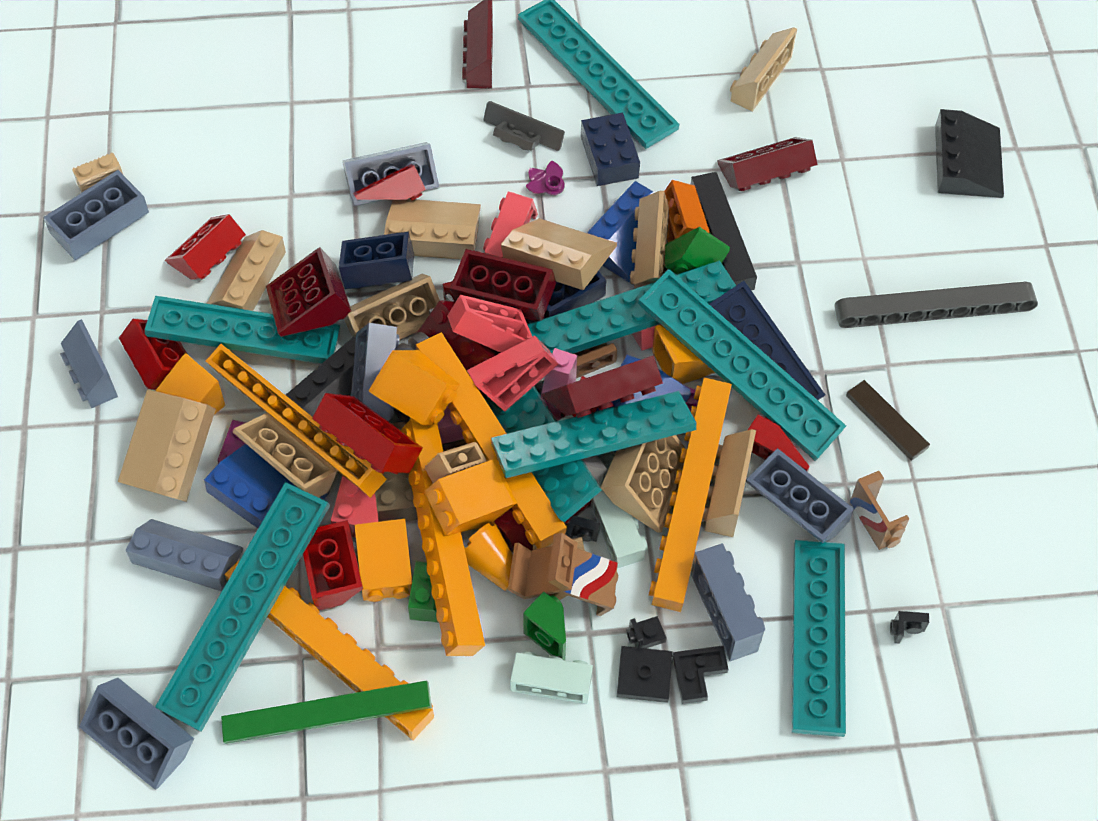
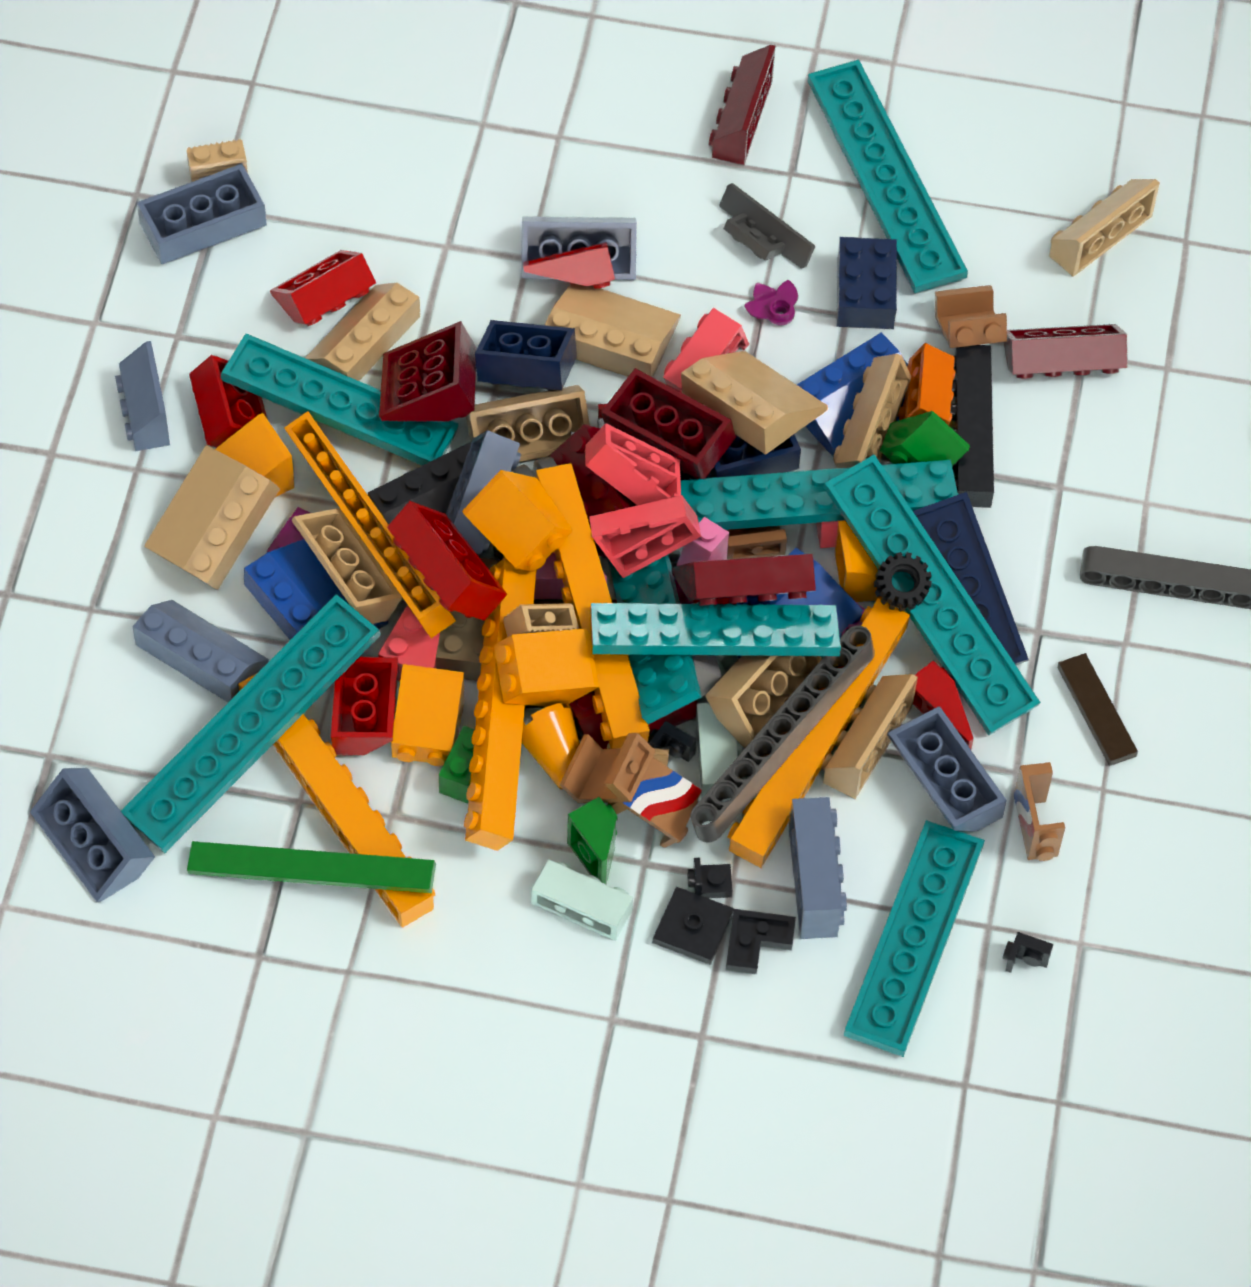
camera: 15 degrees right, 0 degrees up
(664, 511) = (778, 746): none -> dark grey beam
(691, 156) = (969, 317): none -> medium nougat panel
(729, 351) = (914, 569): none -> black tyre

